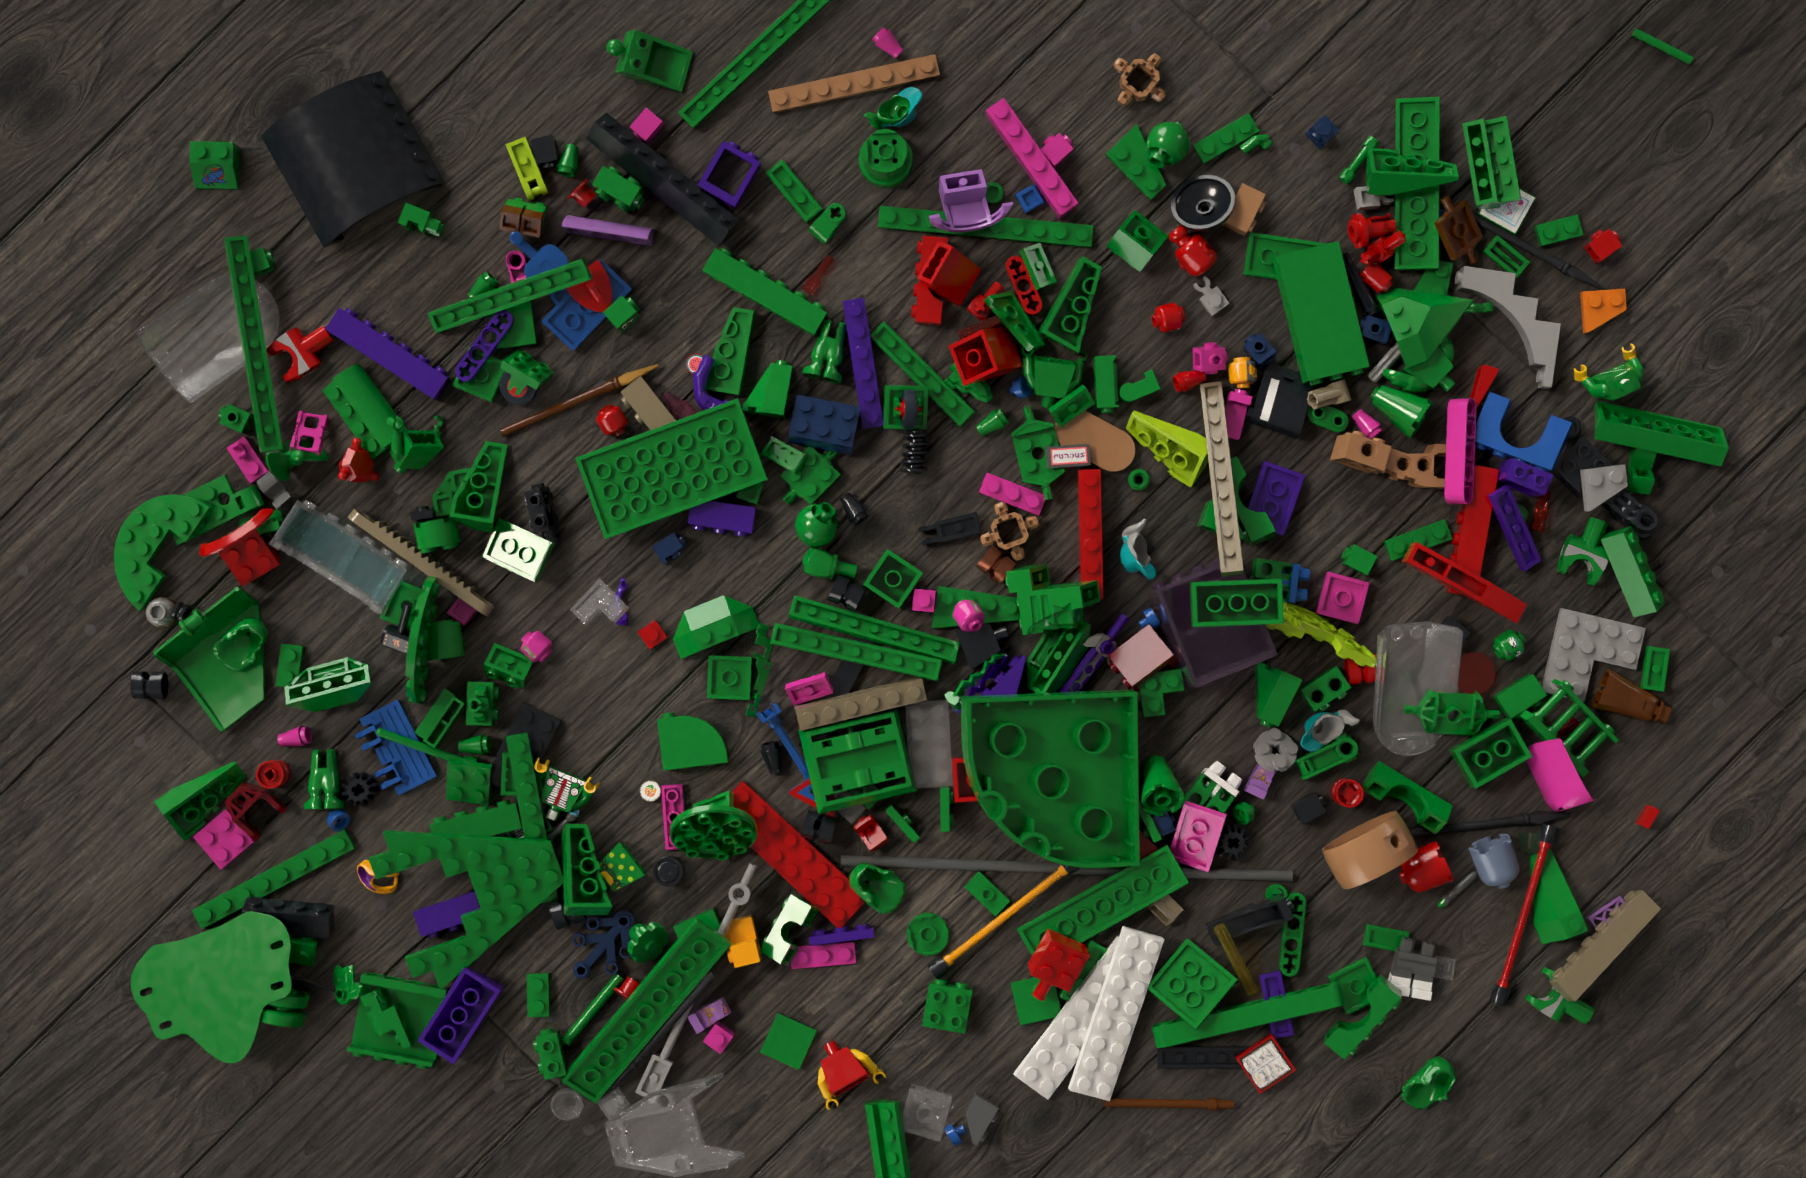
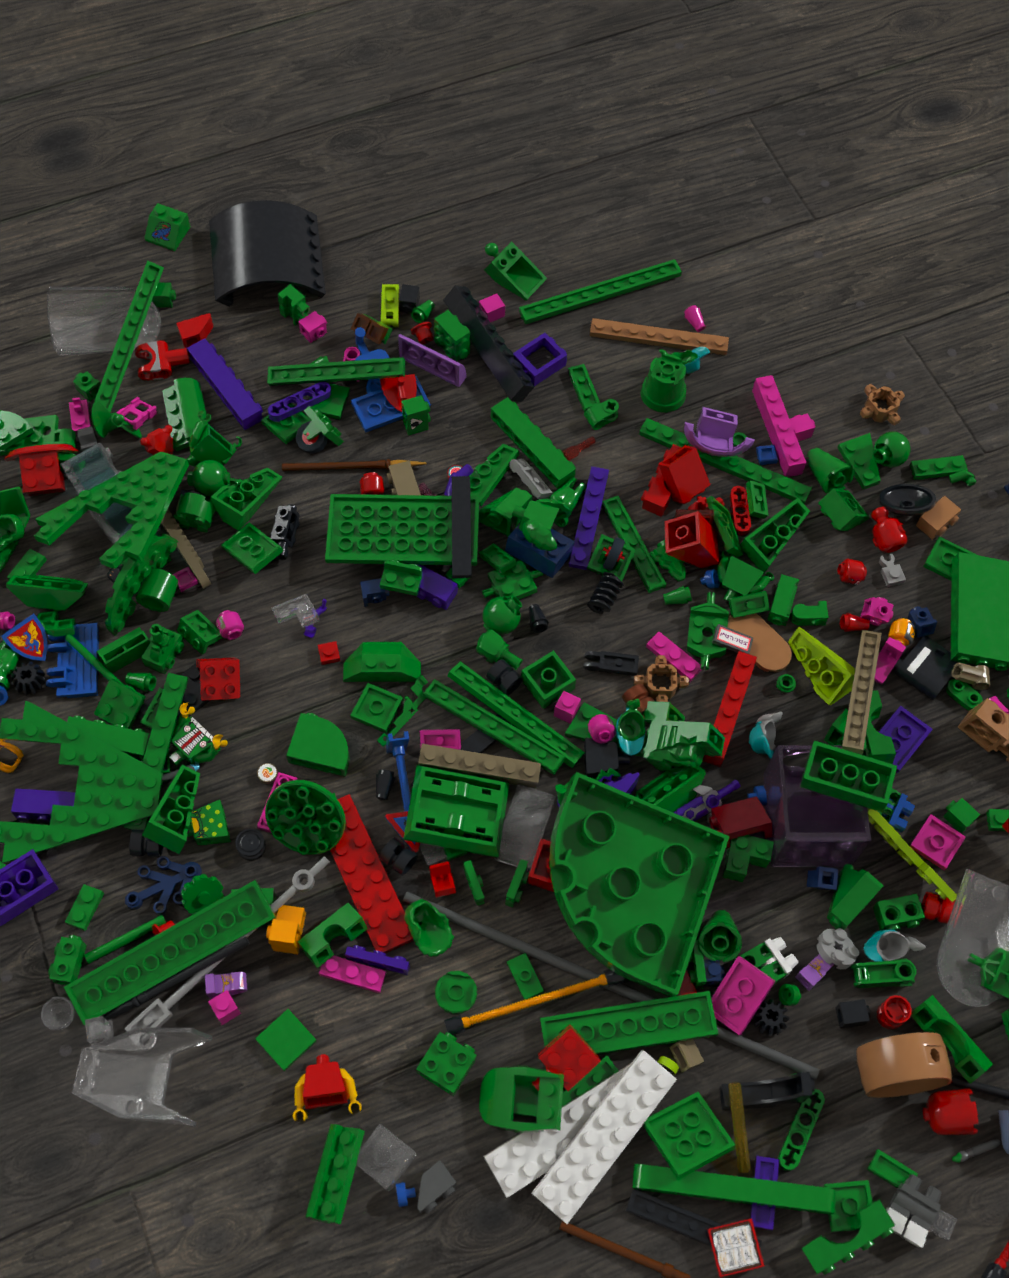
camera: 20 degrees right, 25 degrees down
(320, 297) = (195, 329): none -> red slope
(338, 750) = (28, 639): none -> shield
(362, 726) = (56, 627): none -> green tile
(371, 534) = (144, 488): none -> green wing
(432, 485) = (208, 477): none -> green brick
(453, 235) = (313, 326): none -> dark pink brick
(554, 710) = (219, 678): none -> red bracket
(694, 528) = (401, 577): none -> green bracket
(734, 445) = (461, 527): none -> black tile
(780, 339) = (530, 478): none -> light grey hinge
(815, 407) = (539, 519): none -> green torso
(999, 607) = (631, 729): none -> green hair
(1006, 1017) = (498, 1097): none -> green slope
(1104, 198) = (829, 470): none -> green cone
(1151, 925) = (668, 1064): none -> lime tile
(1240, 683) = (823, 878): none -> dark blue brick

